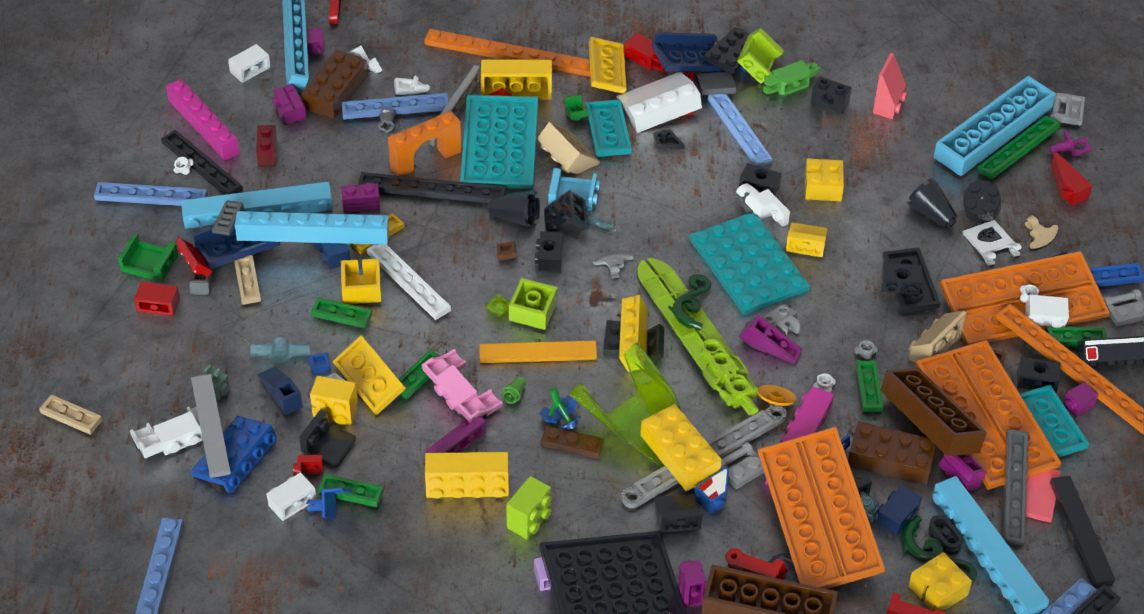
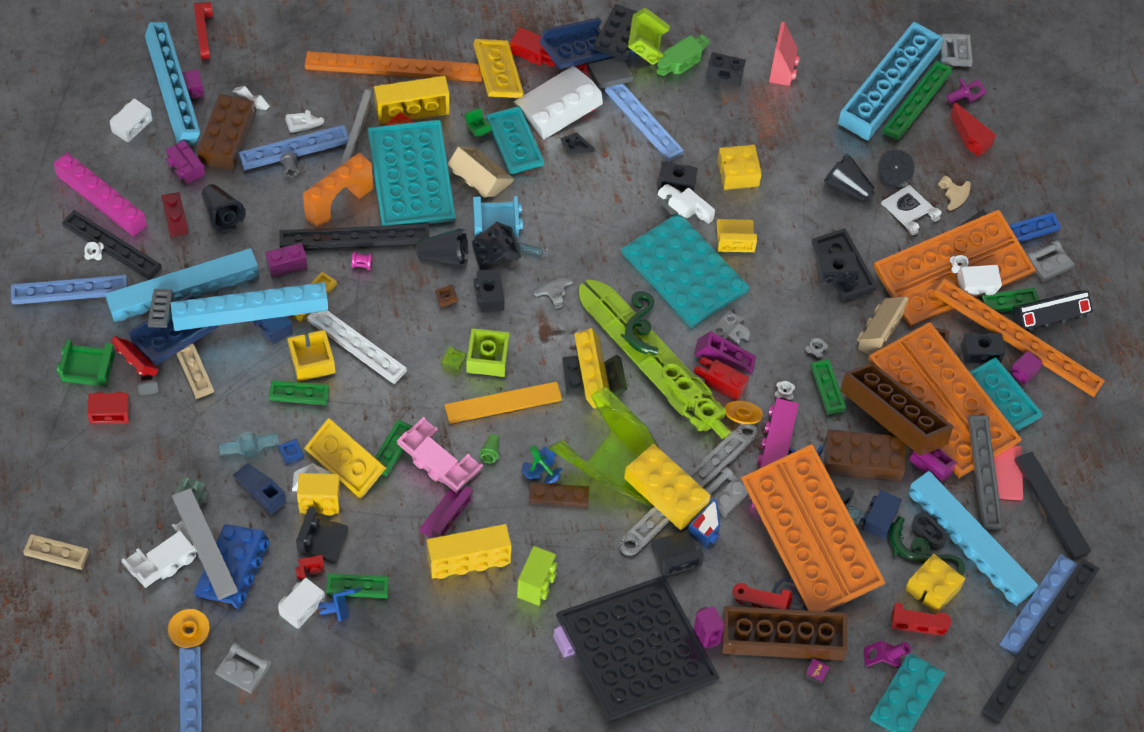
camera: 15 degrees left, 10 degrees up
(176, 494) = (187, 620): none -> light orange dish
(214, 550) = (239, 673): none -> light grey plate
(312, 147) = (222, 208): none -> black cone
(433, 209) = (362, 260): none -> dark pink bush
(762, 362) = (722, 378): none -> red hinge

